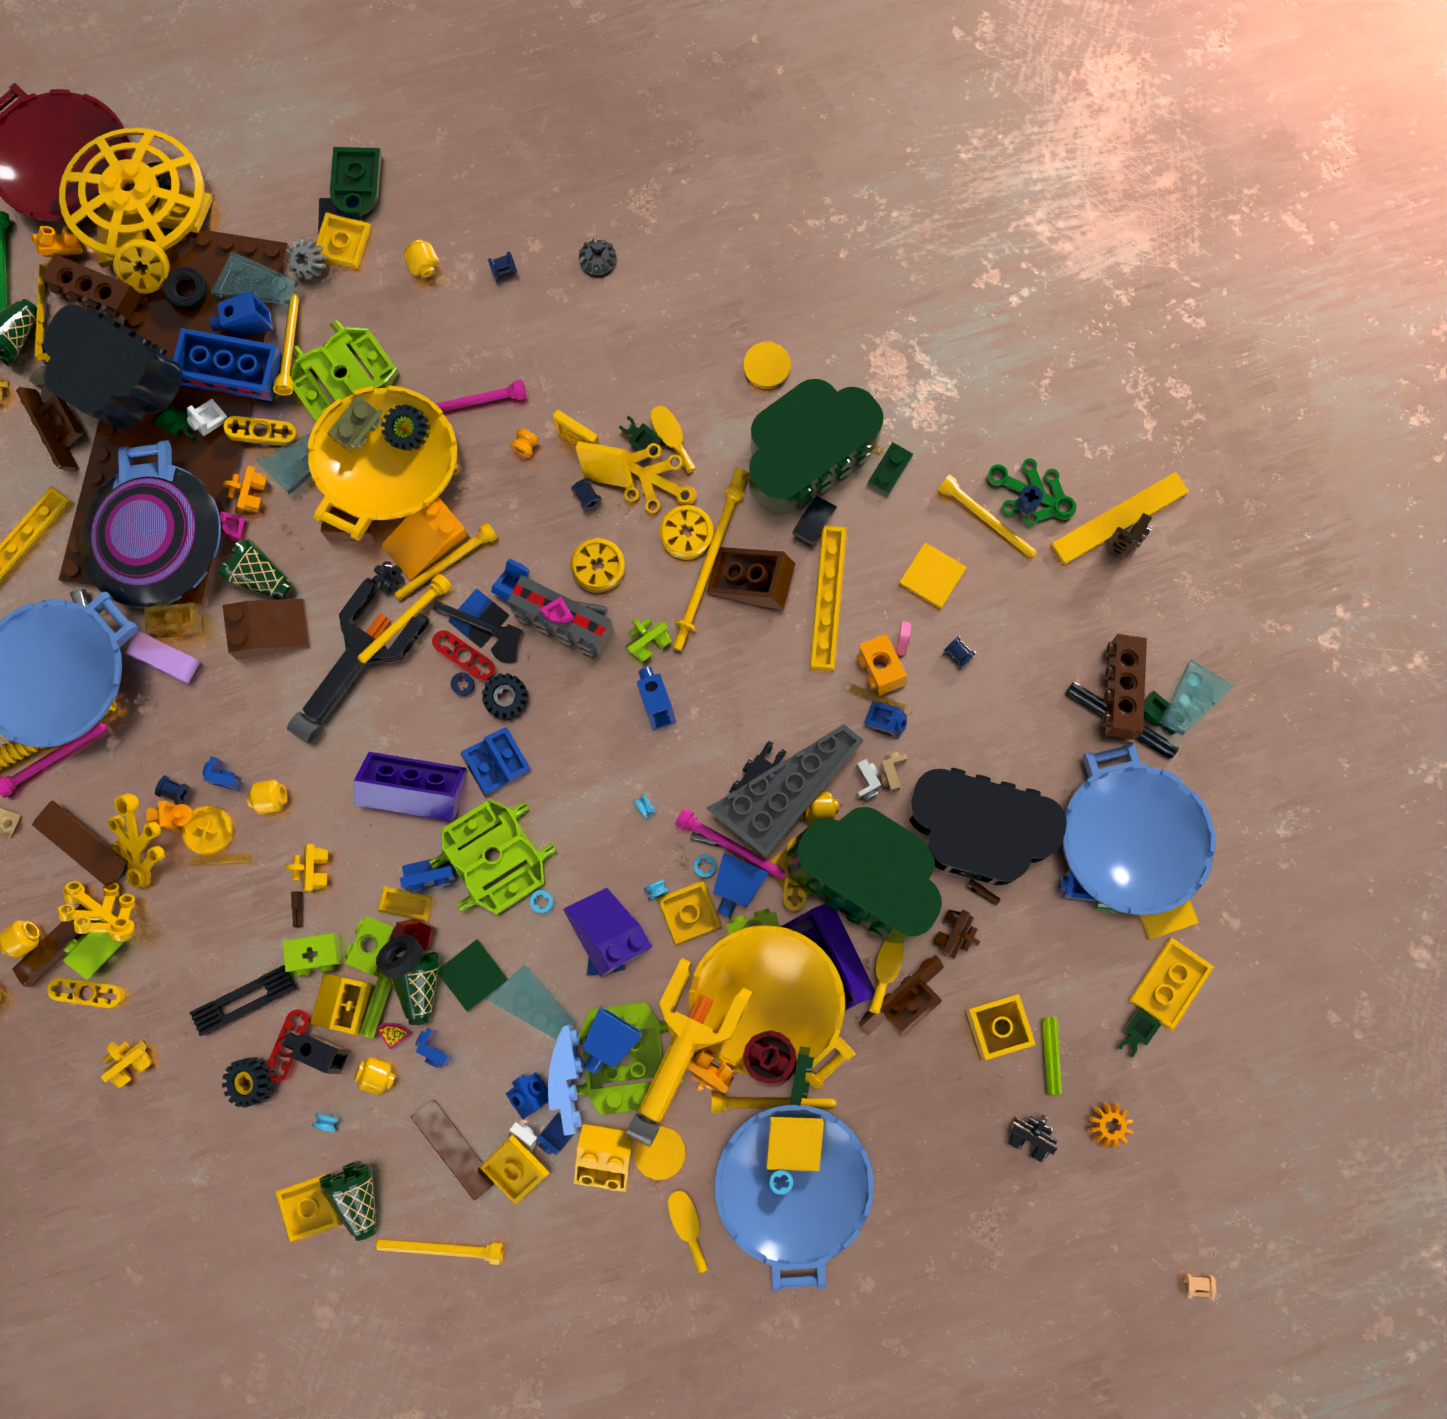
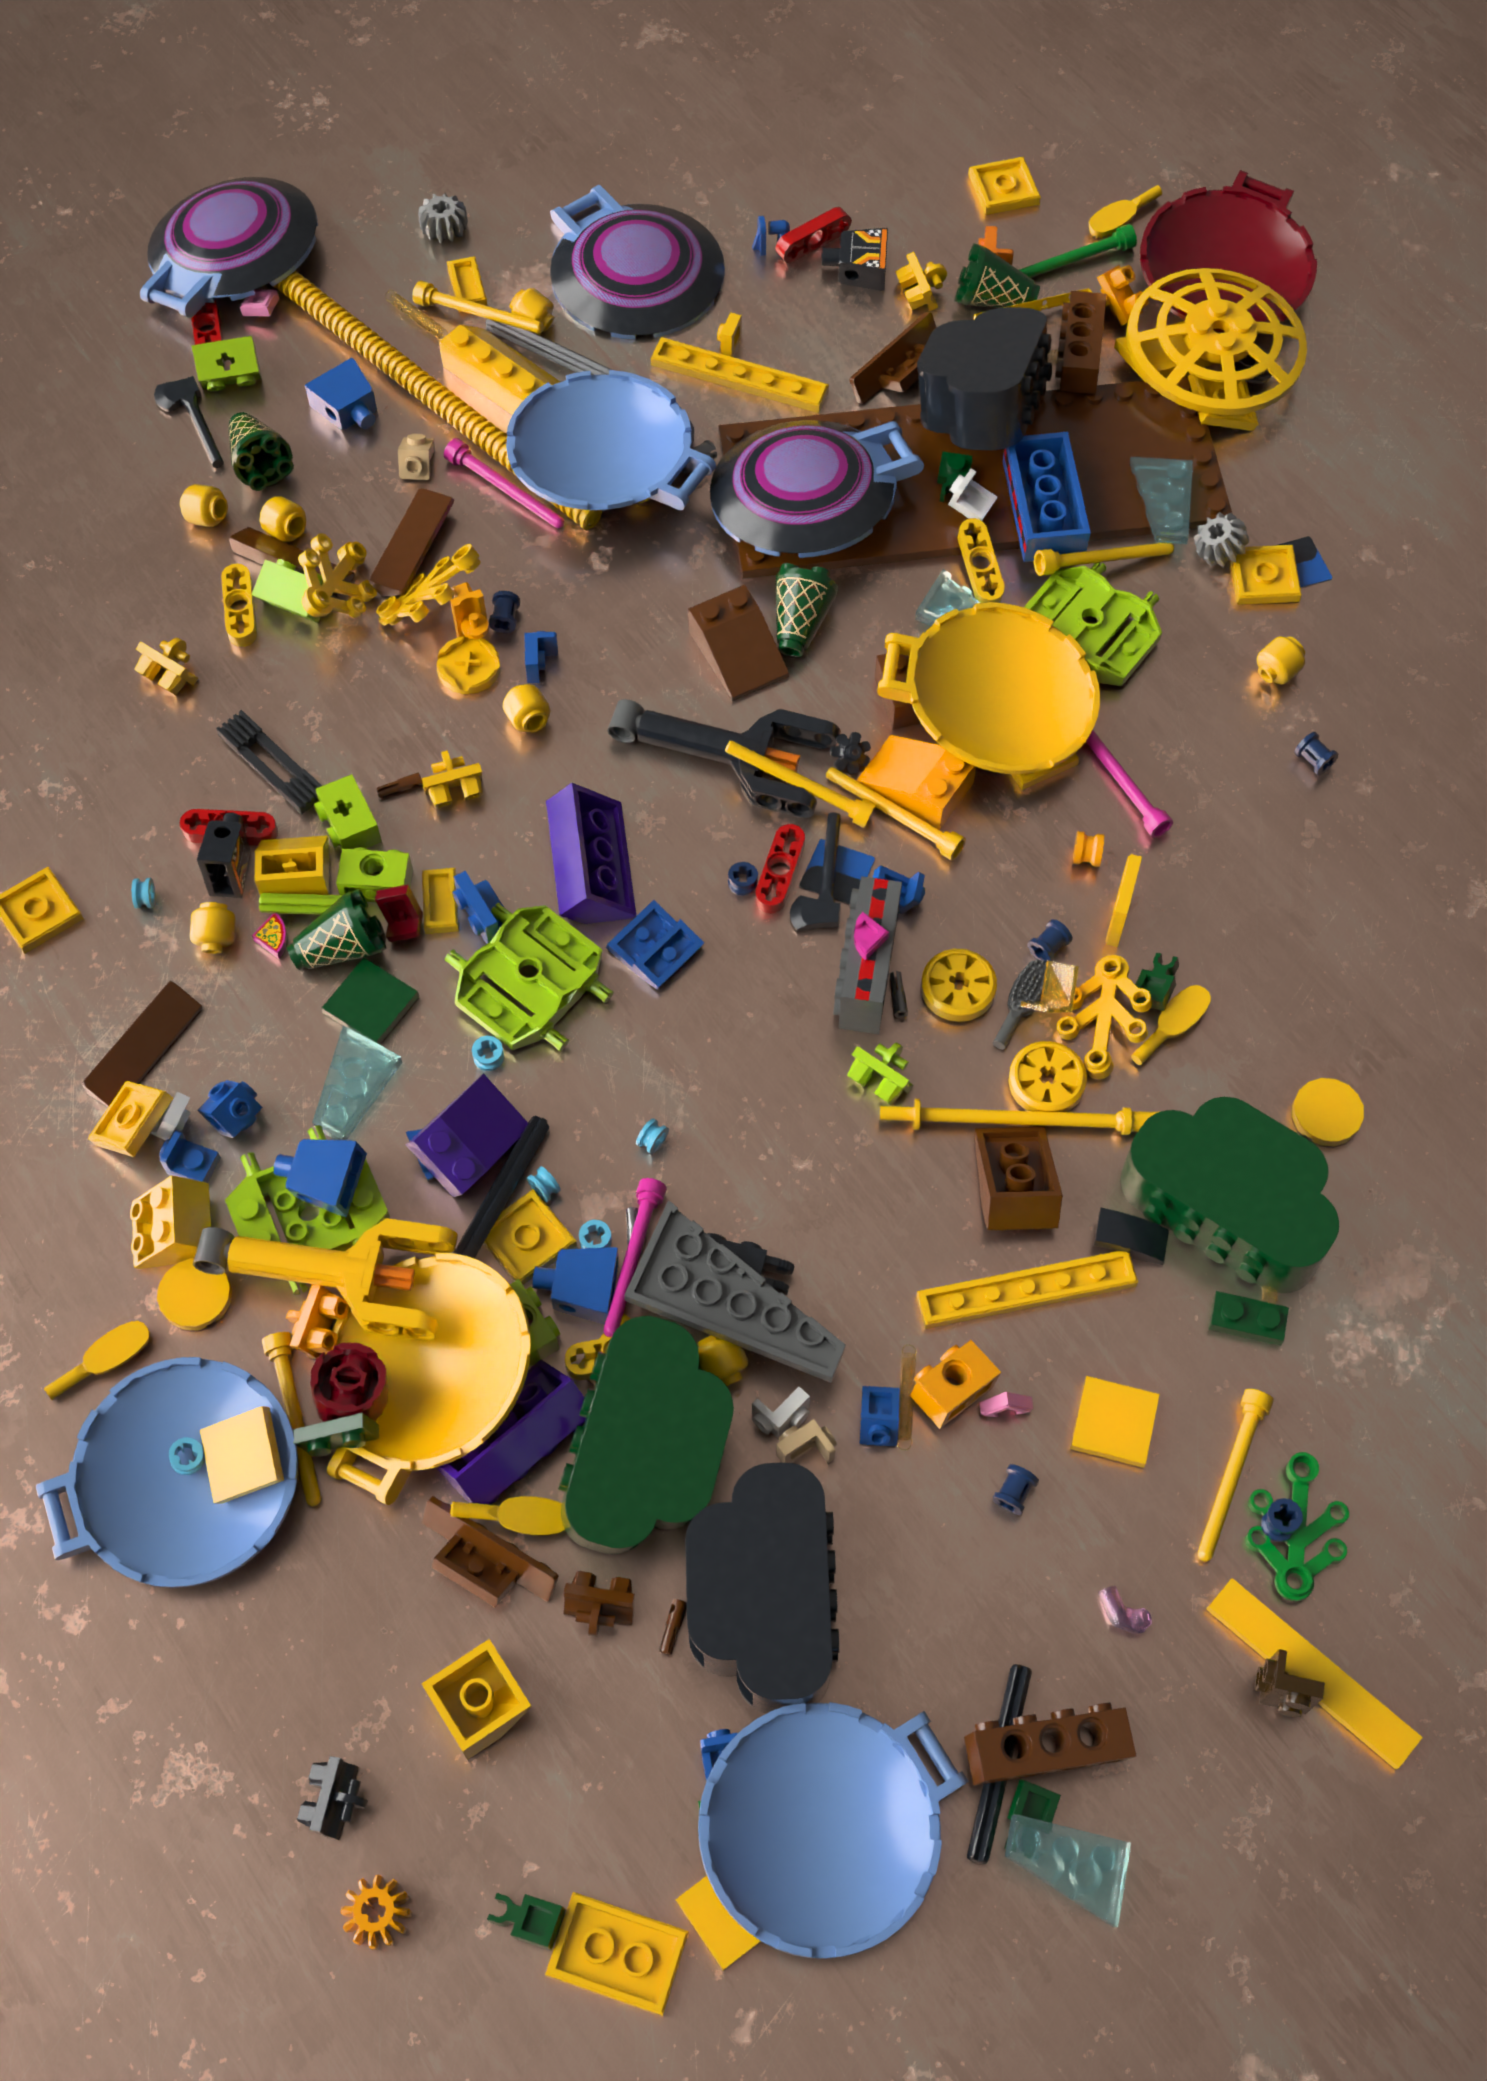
camera: 70 degrees right, 15 degrees down
(148, 253) = (1145, 375): yellow wheel -> none
(162, 657) = (662, 553): lavender beam -> none
(173, 620) = (709, 546): clear yellow brick -> none
(189, 302) = (1124, 415): black tyre -> none
(228, 859) = (436, 687): clear yellow piece -> none
(231, 525) = (851, 571): dark pink tile -> none
(242, 316) = (1115, 495): blue torso -> none
(251, 480) = (900, 565): light orange hips -> none
(260, 1082) = (172, 794): black bush -> none
(352, 1198) = (54, 948): dark green cone -> none
(354, 424) = (1027, 648): olive bracket -> none
(355, 177) = (1351, 562): dark green plate -> none
(398, 437) = (1032, 710): black bush -> none
(403, 964) = (362, 893): black tyre -> none
(433, 1055) = (256, 985): blue bracket -> none
(491, 1253) = (20, 1129): yellow piece -> none
(497, 686) = (752, 916): black bush -> none
(564, 1067) = (267, 1131): light blue slope -> none
(597, 266) = (1392, 871): dark grey gear -> none
(604, 464) = (1095, 942): yellow tile -> none
(620, 526) = (1025, 988): none -> dark grey piece
(628, 503) = (1057, 989): none -> clear yellow bracket
(652, 919) = (502, 1188): none -> black axle
(655, 699) = (798, 1103): blue torso -> none
(1052, 1056) = (459, 1795): lime axle -> none
(1055, 616) = (1121, 1616): none -> clear purple arm

